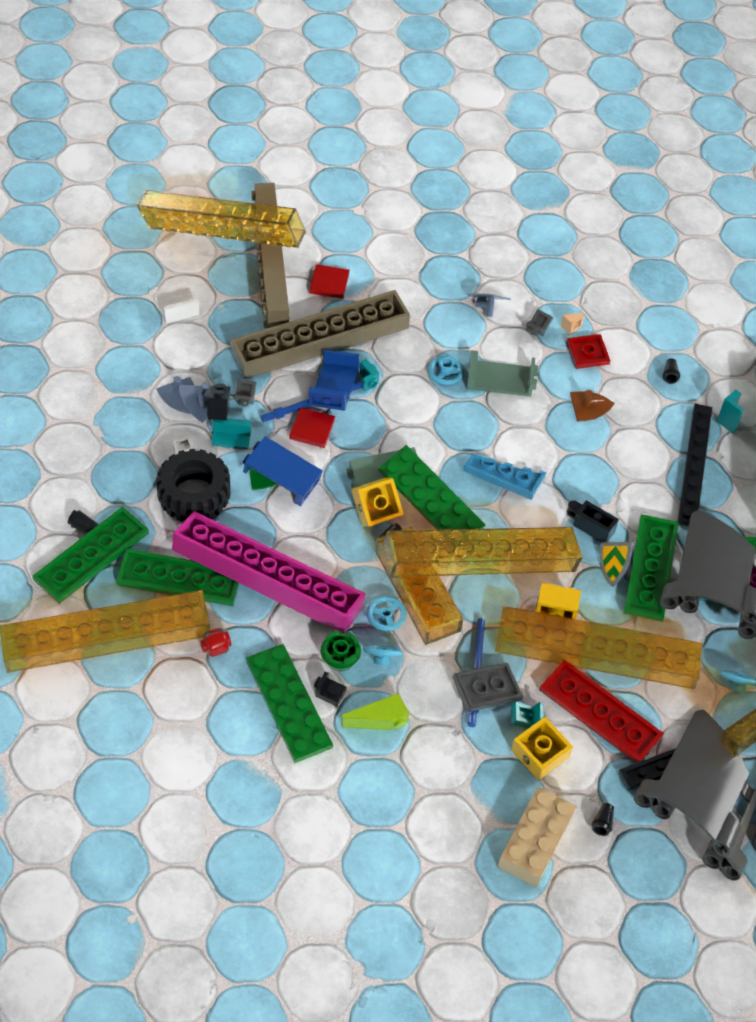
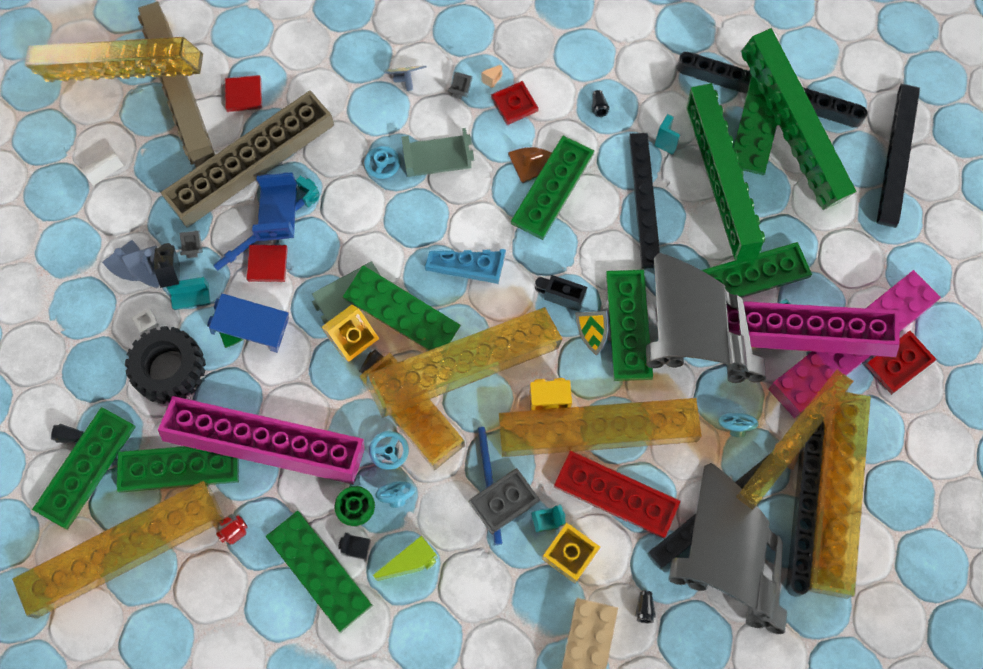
camera: 10 degrees left, 15 degrees up
(606, 431) = (552, 187): none -> green plate

